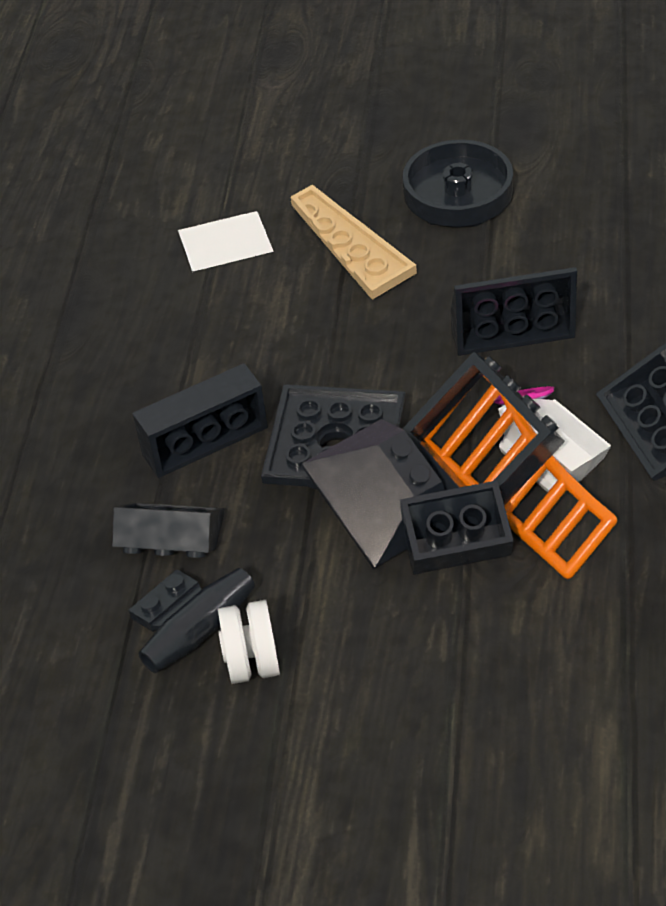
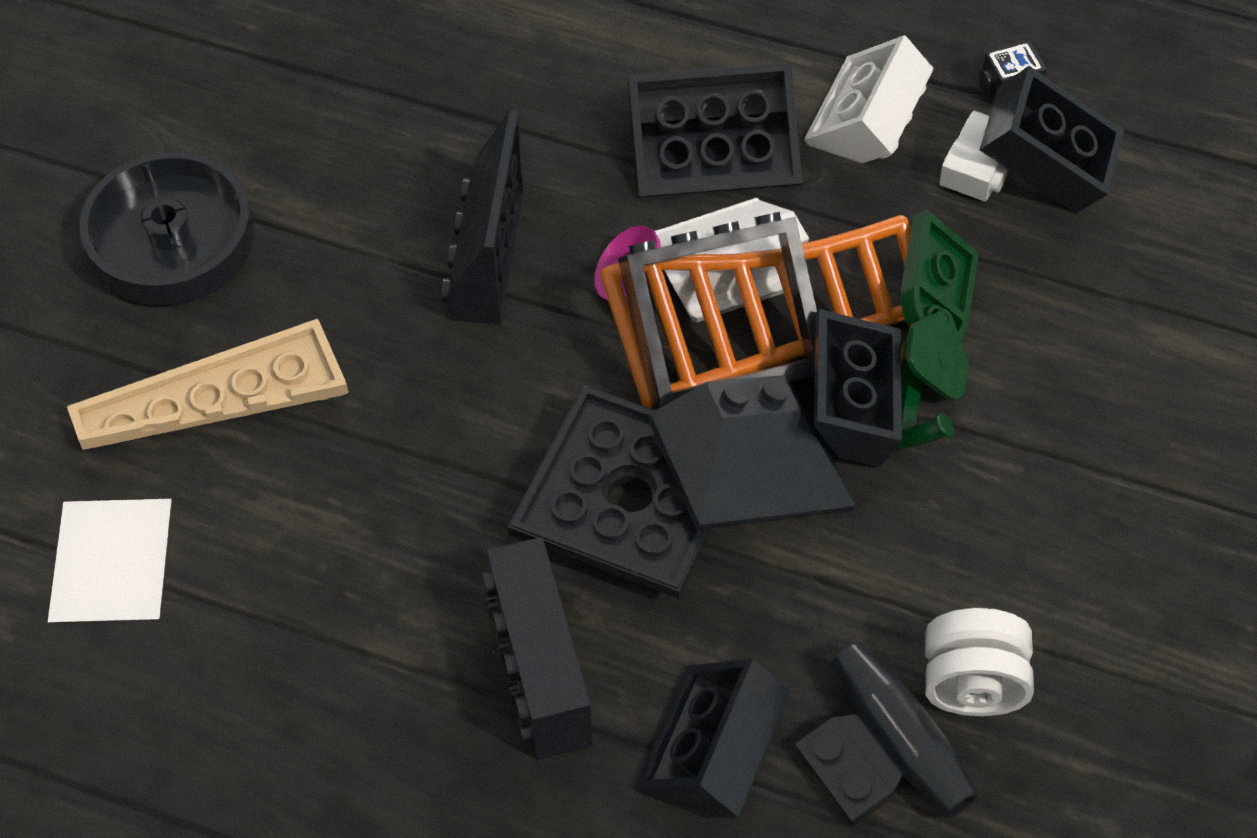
camera: 80 degrees left, 10 degrees up
(577, 561) = (937, 310): none -> dark green plate

